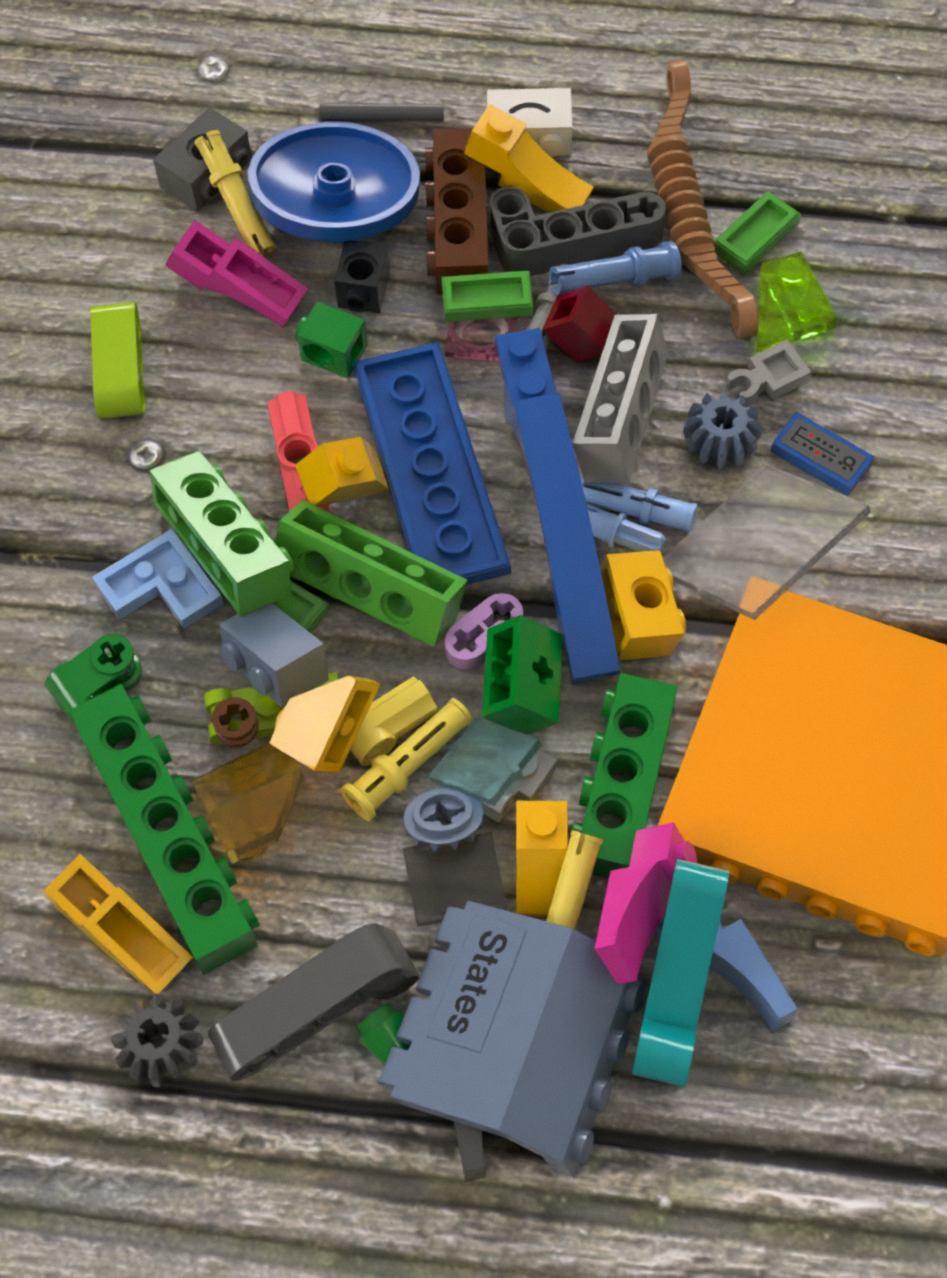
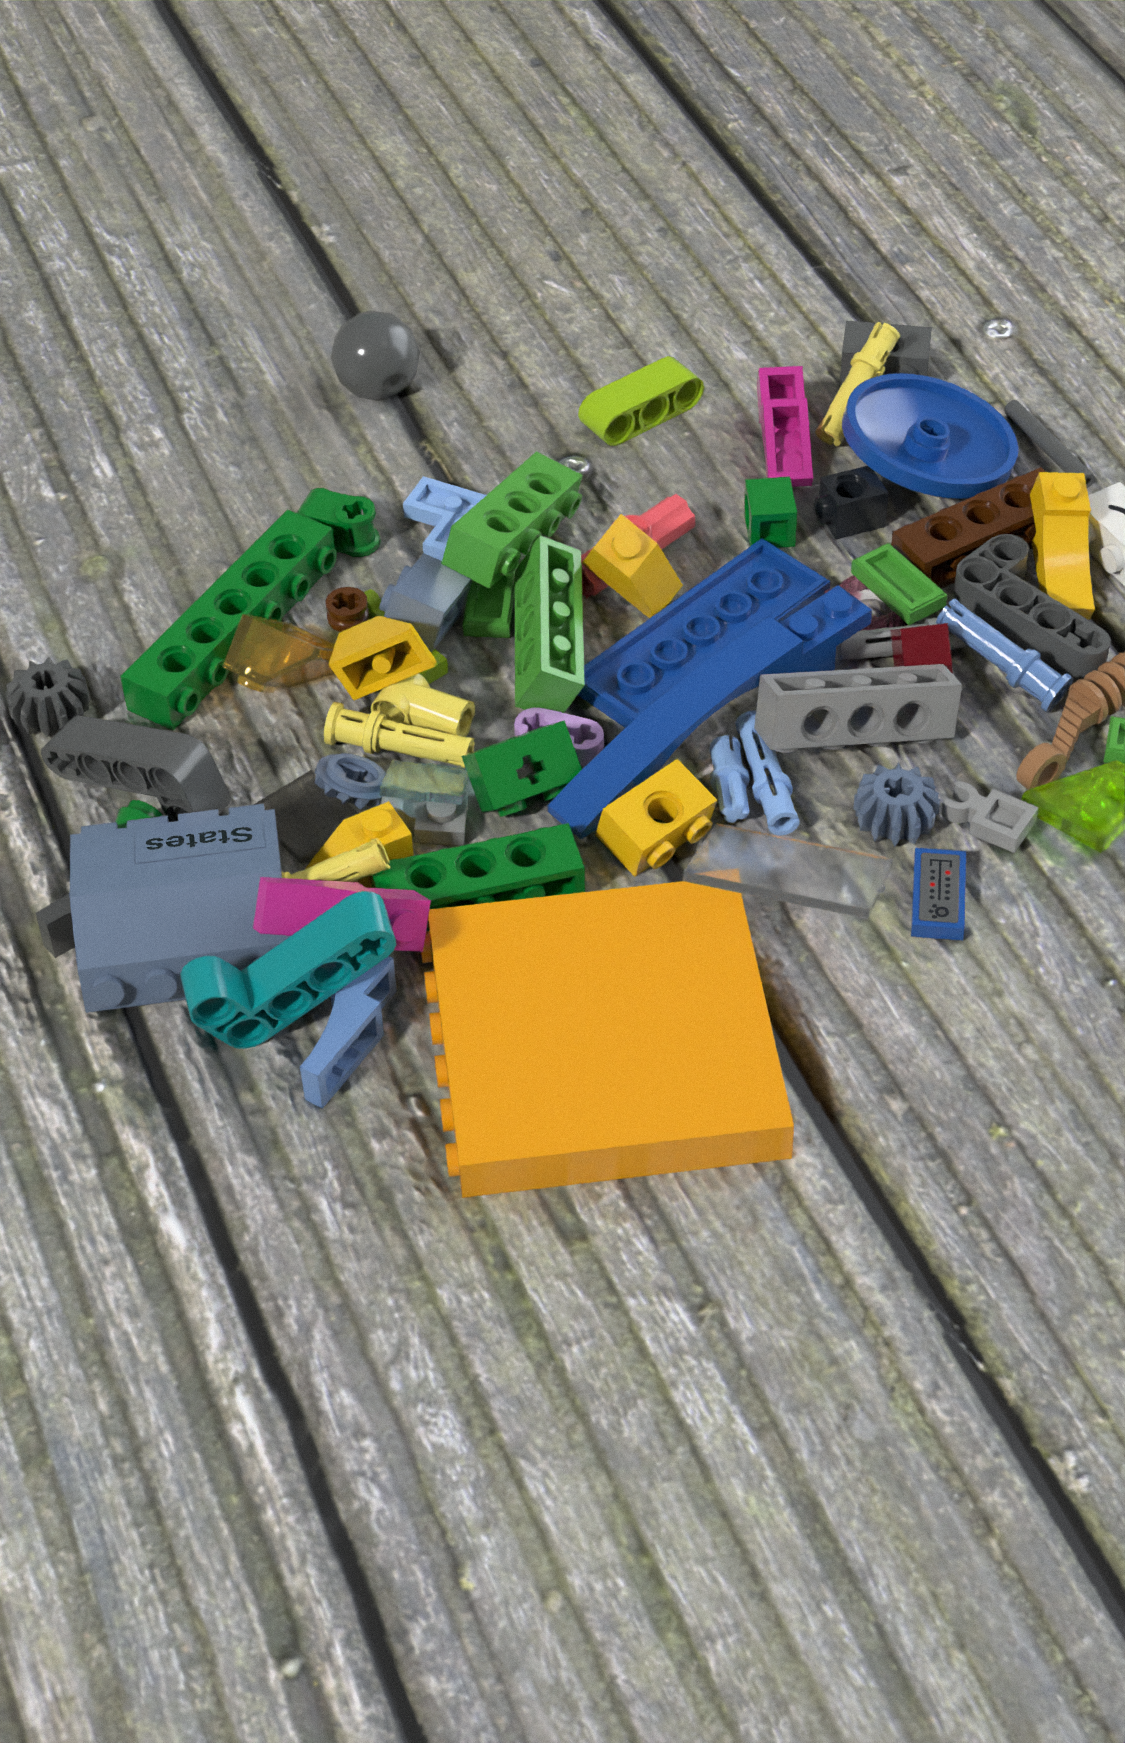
camera: 60 degrees right, 15 degrees down
(117, 924) = (131, 624): yellow slope -> none

